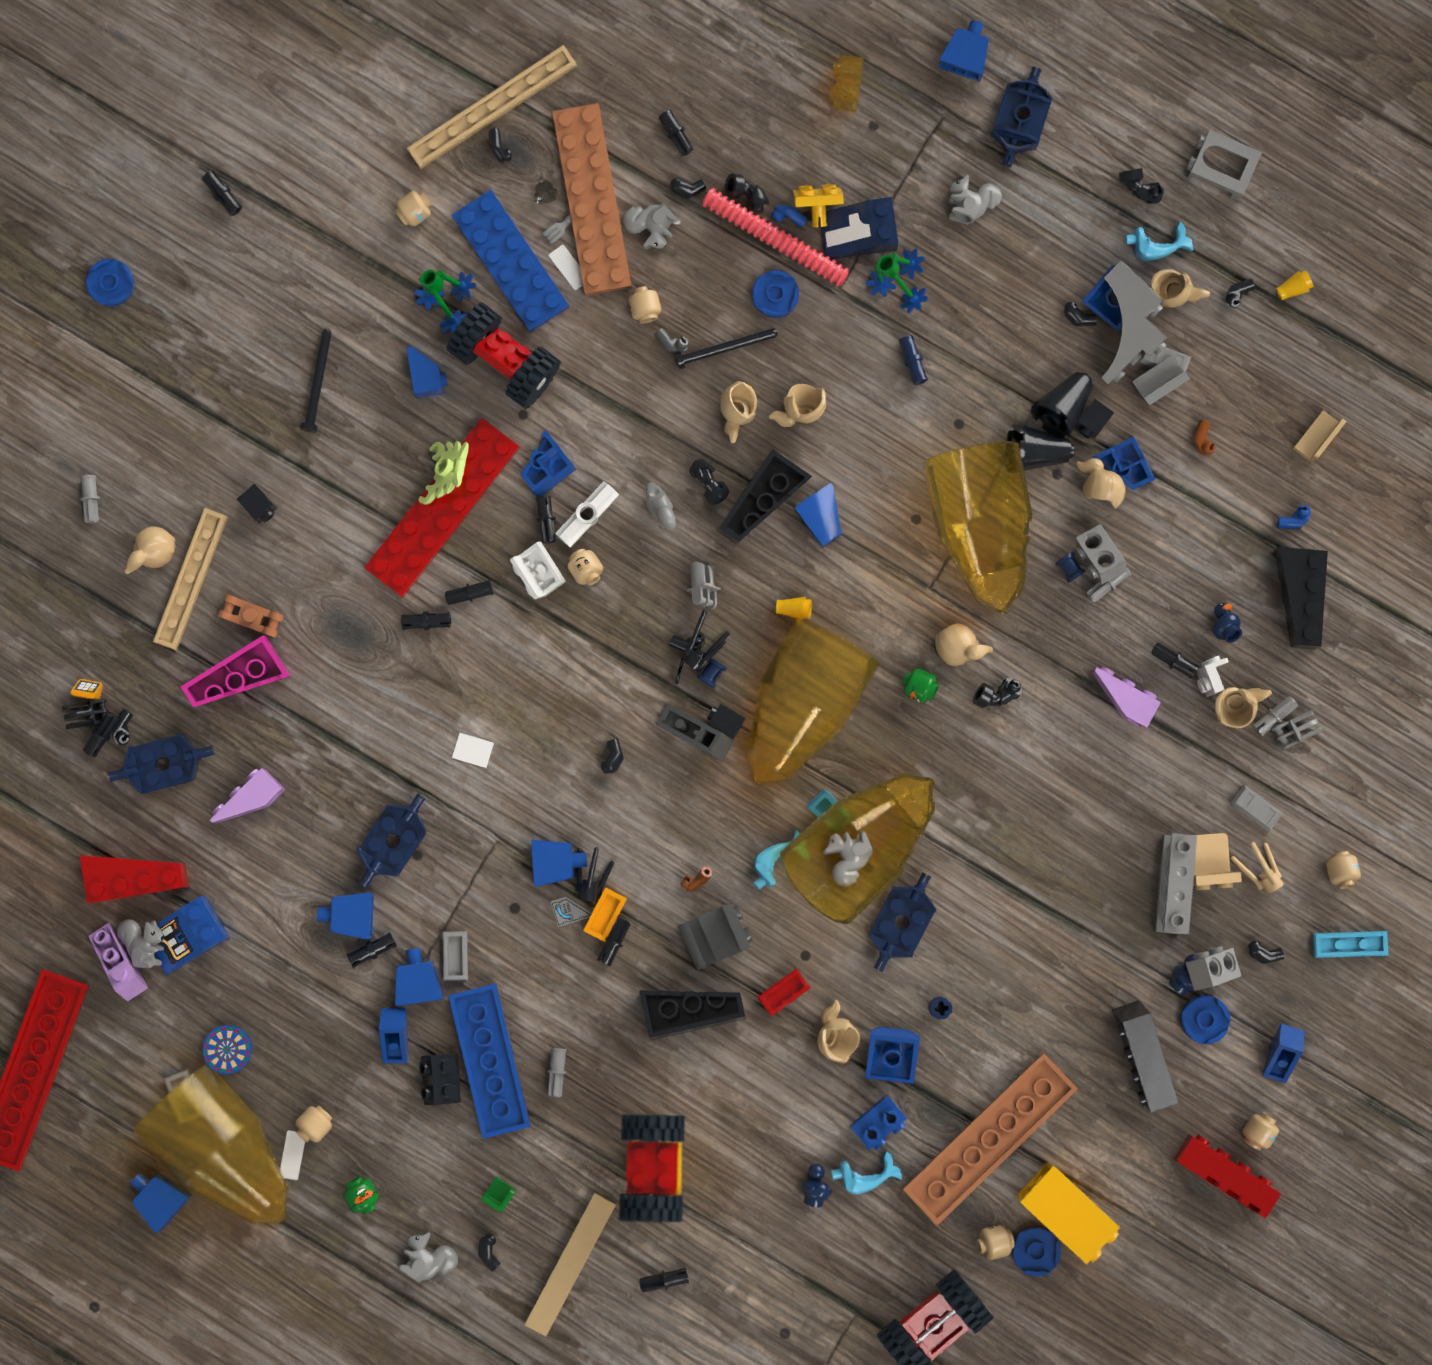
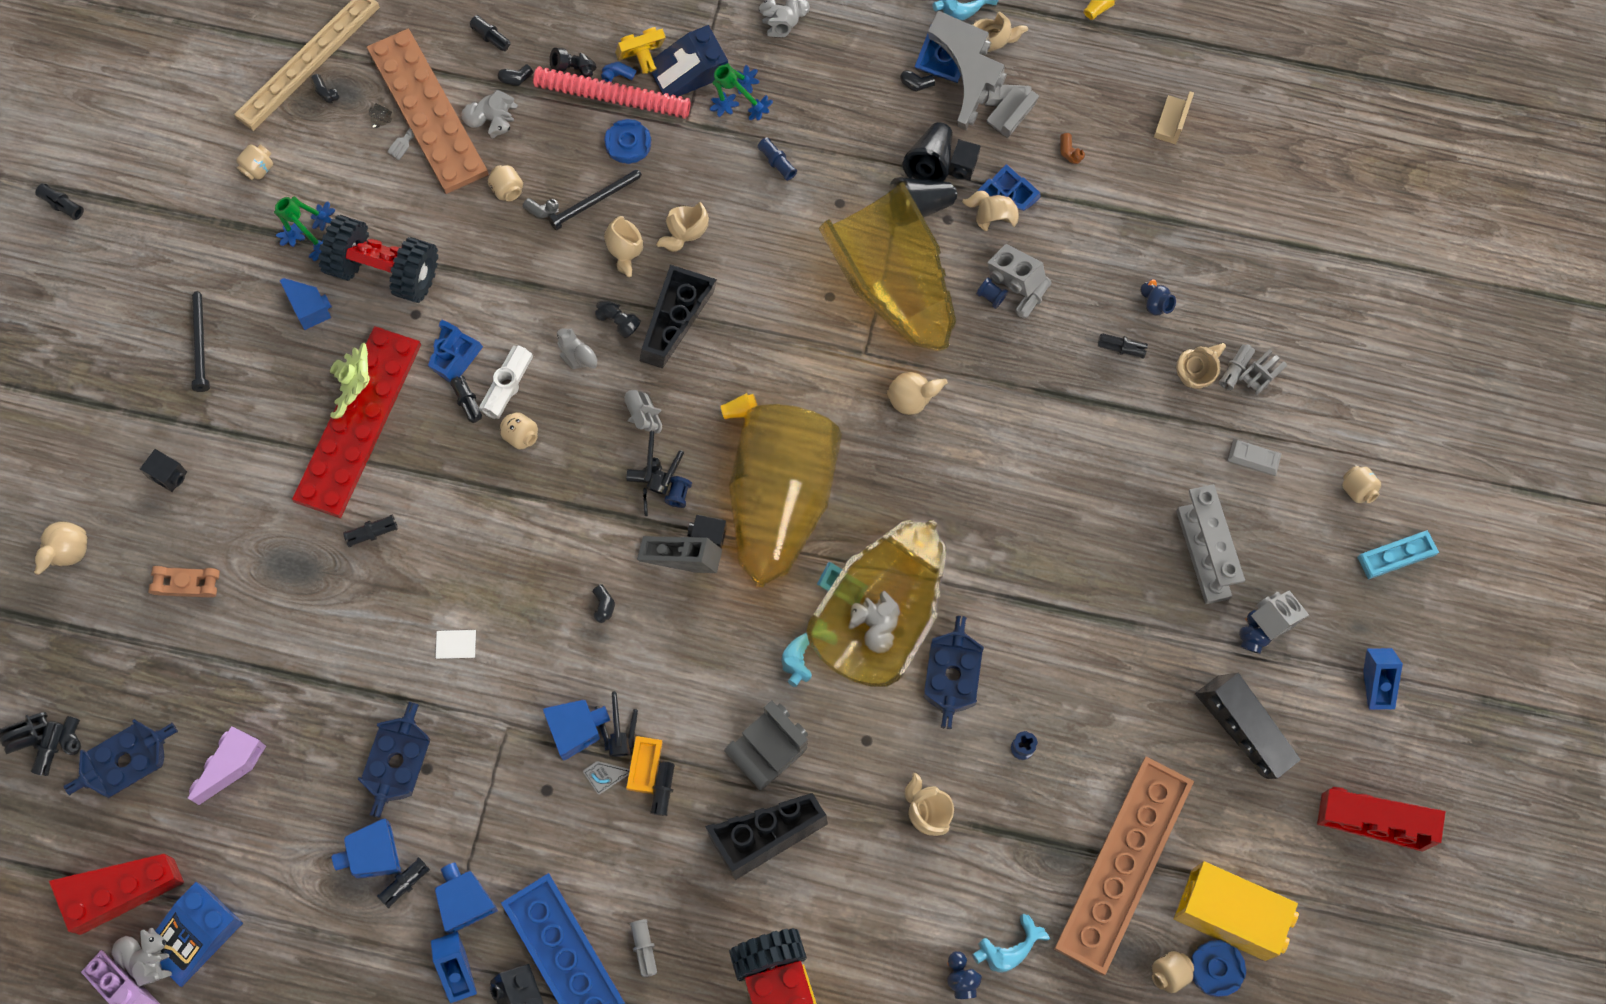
camera: 25 degrees left, 15 degrees down
(87, 689) = (18, 710): slope -> none
(190, 579) = (110, 567): tan tile -> none
(242, 671) = (181, 640): dark pink wedge -> none
(455, 956) = (496, 859): light grey tile -> none
(469, 592) = (407, 491): black axle -> none
(510, 261) = (363, 183): blue plate -> none
(537, 571) = (472, 448): white bracket -> none
(567, 266) = (420, 173): white sticker -> none
(701, 879) = (732, 697): dark orange arm -> none
(784, 992) = (857, 783): red plate -> none
(821, 515) = (737, 318): blue slope -> none
(878, 1123) = (1004, 885): blue brick -> none
(892, 1055) = (993, 810): blue slope -> none
(920, 685) = (888, 440): green head -> none
(1007, 691) = (976, 420): black arm -> none
(1130, 702) = (1094, 394): lavender slope -> none
(1205, 1019) = (1290, 672): blue tile -> none
(1209, 679) = (1163, 345): white bracket -> none
(1213, 862) = (1239, 516): tan bracket -> none
(1236, 291) = (1049, 23): black arm -> none
(1260, 1131) = (1392, 763): tan head -> none
(1263, 955) = (1319, 590): black arm -> none
(1270, 877) = (1295, 517): tan plant -> none
(1297, 520) = (1183, 194): blue arm -> none
(1303, 593) = (1215, 245): black wedge -> none

